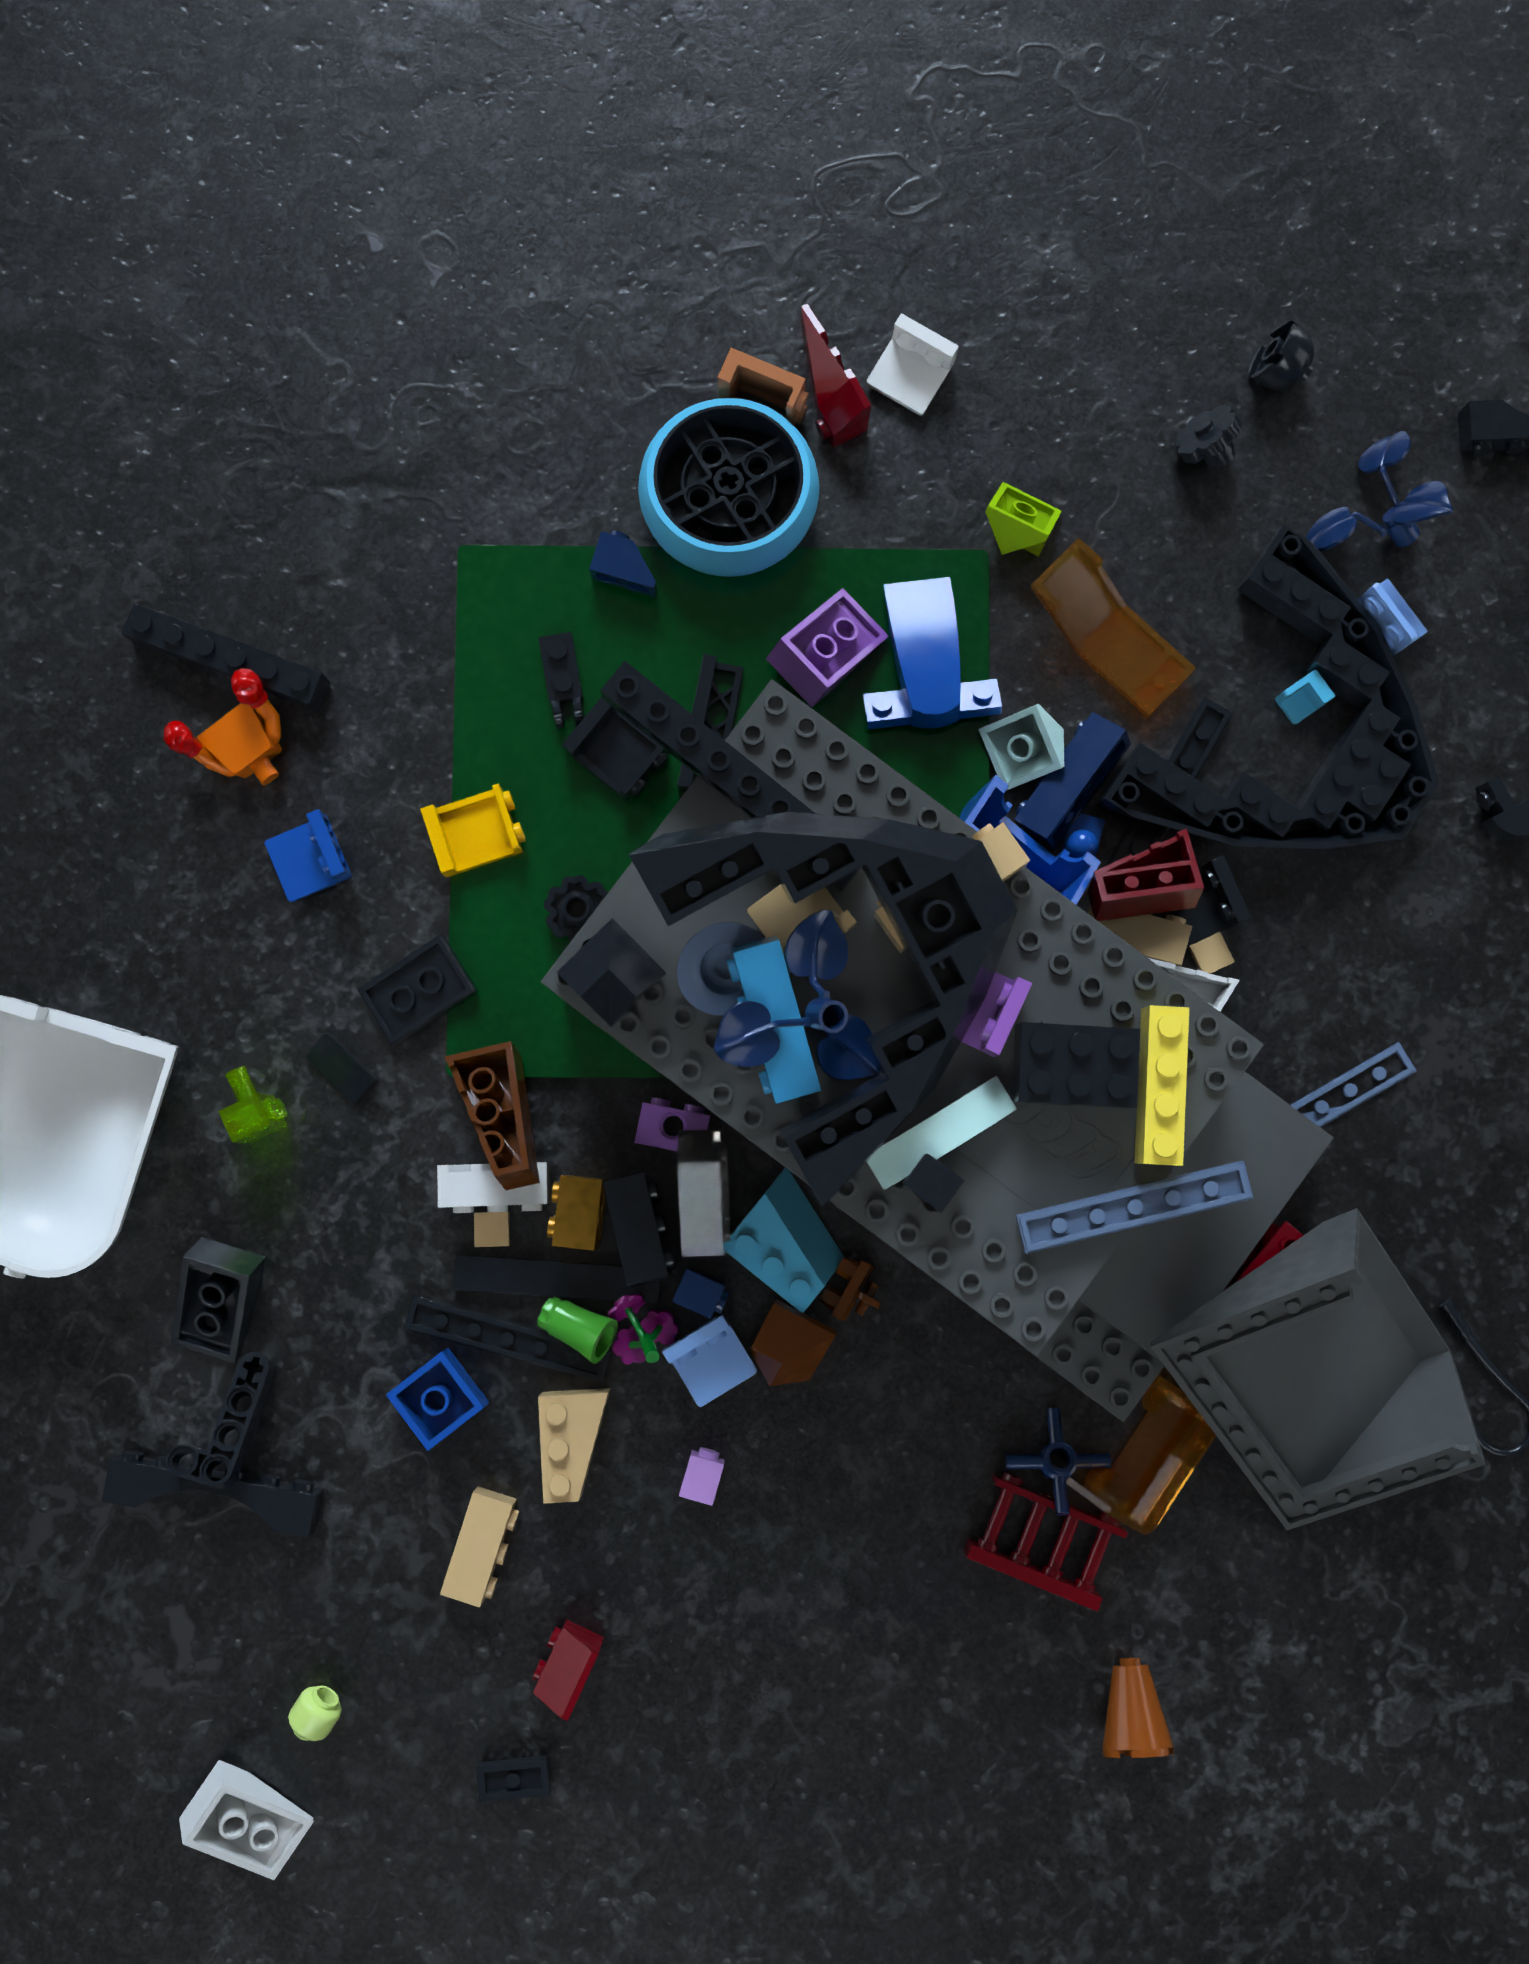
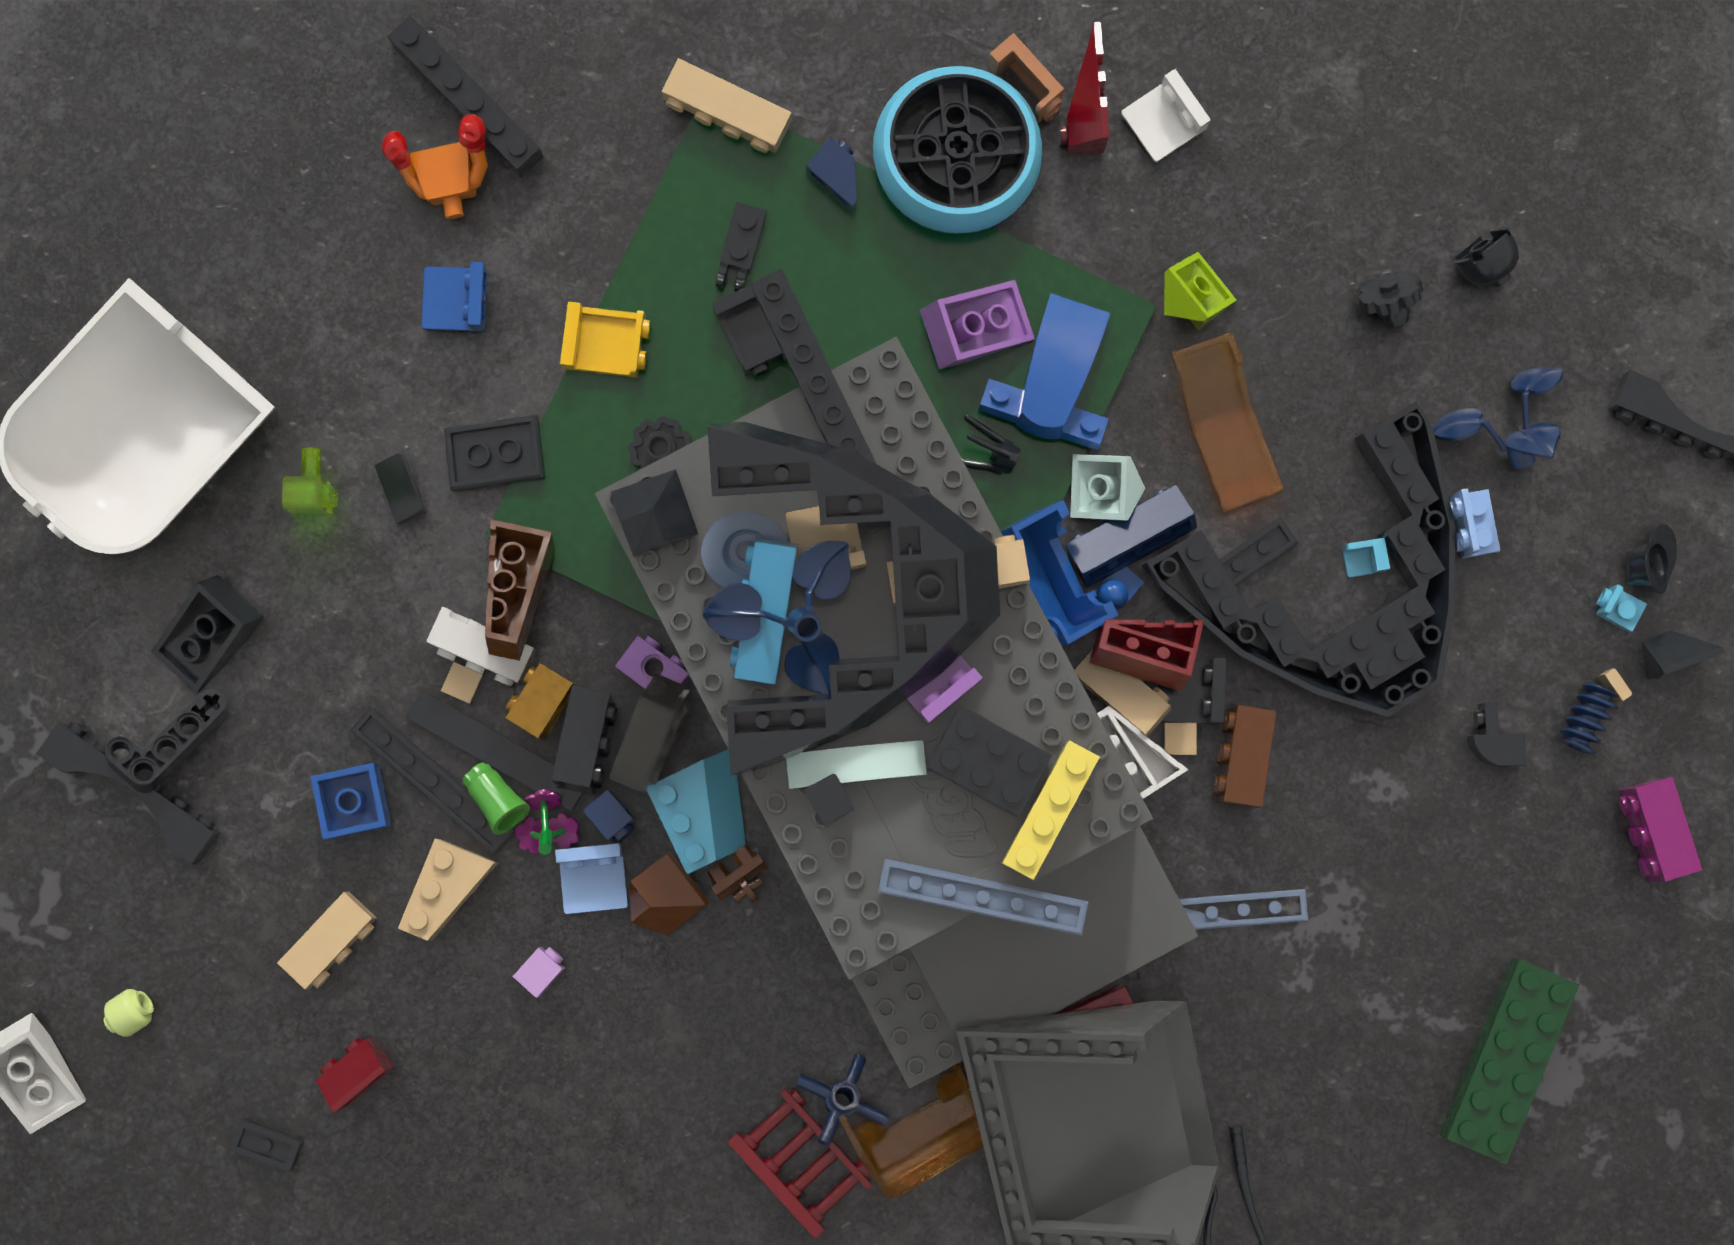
camera: 25 degrees right, 0 degrees up
(484, 549) = (726, 106): none -> tan brick
(702, 704) = (849, 322): black fence -> none
(911, 758) = (1002, 453): none -> black plant
(1286, 942) = (1244, 756): none -> reddish brown brick

